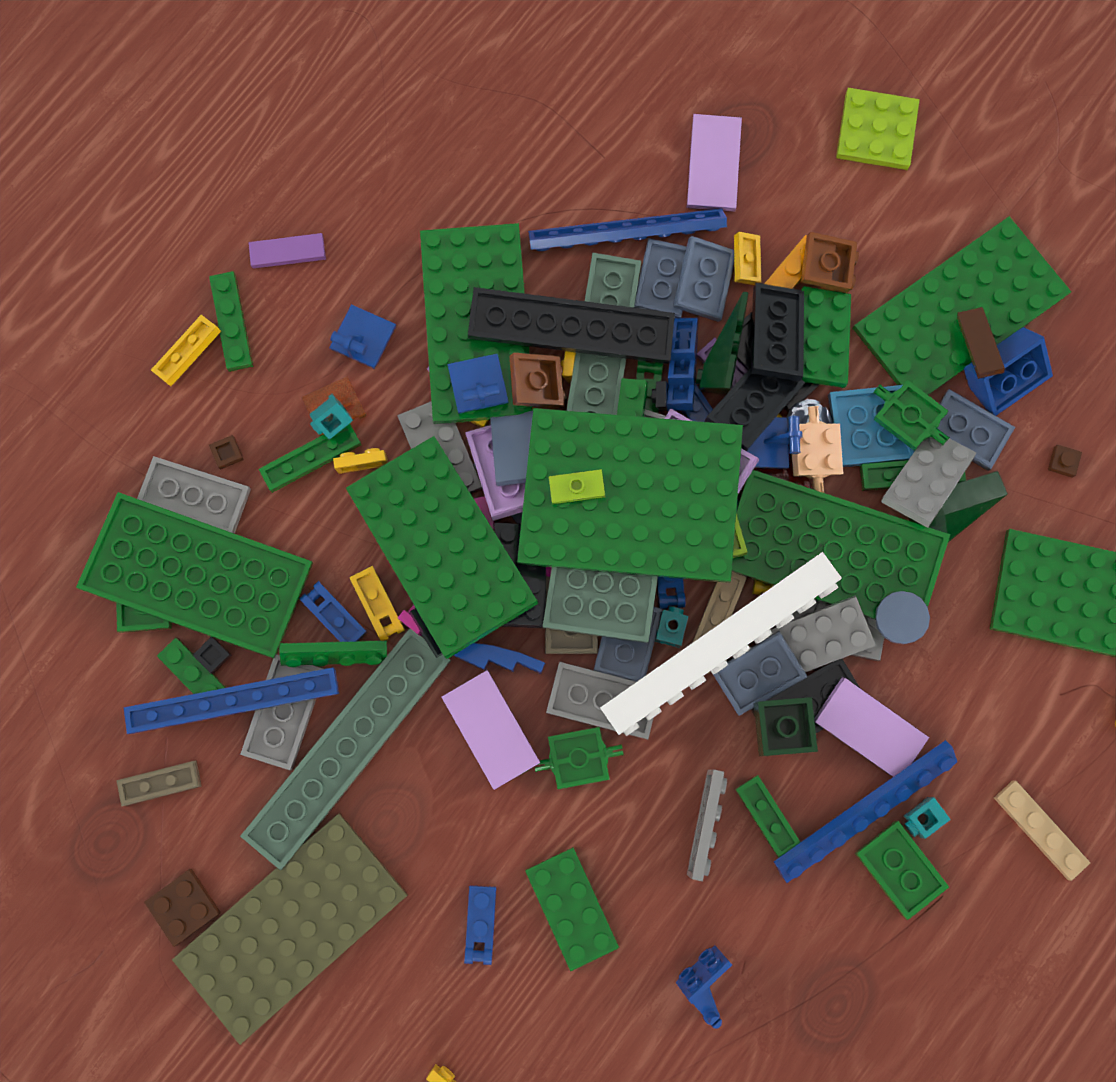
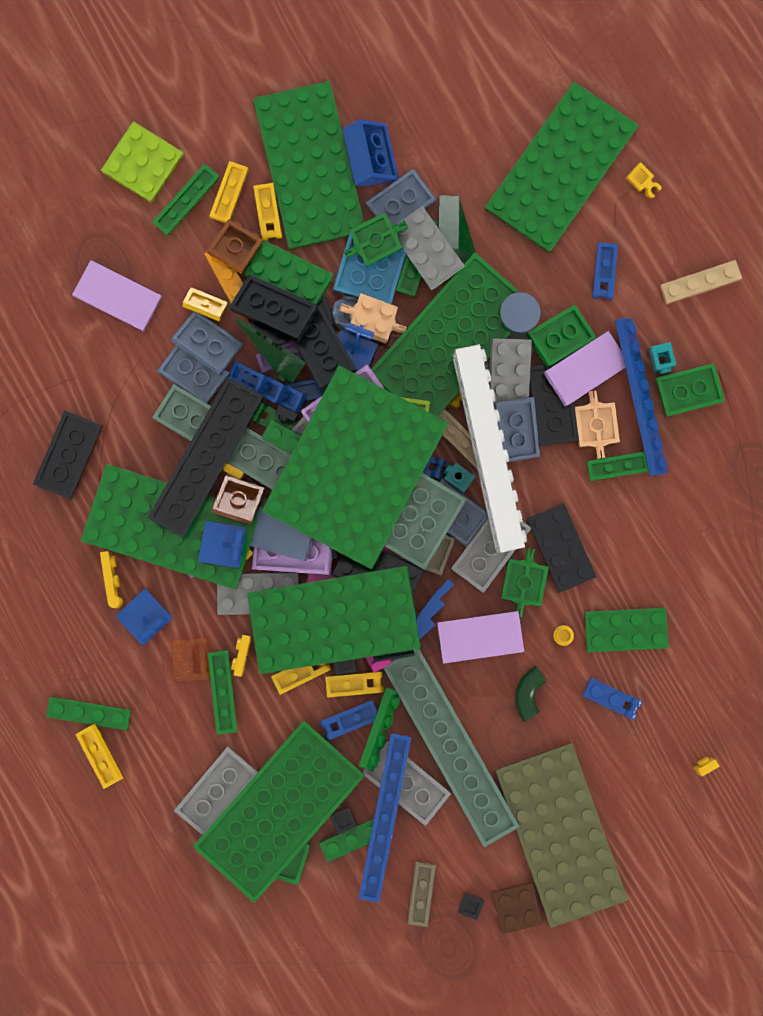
camera: 75 degrees left, 5 degrees up
(164, 849) = (470, 906): none -> black plate
(226, 452) = (192, 754): reddish brown plate -> none
(287, 250) = (50, 649): medium lavender tile -> none
(336, 422) = (201, 665): teal brick -> none
(356, 529) = (292, 678): none -> yellow plate
(389, 282) = (111, 580): none -> yellow plate
(393, 585) = (345, 667): none -> black plate
(443, 813) = (526, 691): none -> dark green cylinder
(511, 181) = (68, 455): none -> black plate
(534, 832) = (563, 635): none -> yellow plate
(576, 486) = (335, 503): lime plate -> none
(631, 228) = (143, 384): blue plate -> none
(639, 787) = (561, 548): none -> black plate
(696, 983) = (708, 561): blue plate -> none
(704, 836) = (600, 506): light grey plate -> none
(785, 726) = (563, 428): dark green brick -> none
(808, 773) = (597, 424): none -> light nougat plate
(857, 191) = (186, 200): none -> green plate
(886, 284) = (267, 211): none -> yellow plate
(888, 233) = (229, 192): none -> yellow plate
(896, 681) = (561, 336): none -> green plate
(980, 342) = (343, 166): reddish brown tile -> none
(1001, 704) = (605, 270): none -> blue plate
(1065, 461) = (451, 144): reddish brown plate -> none

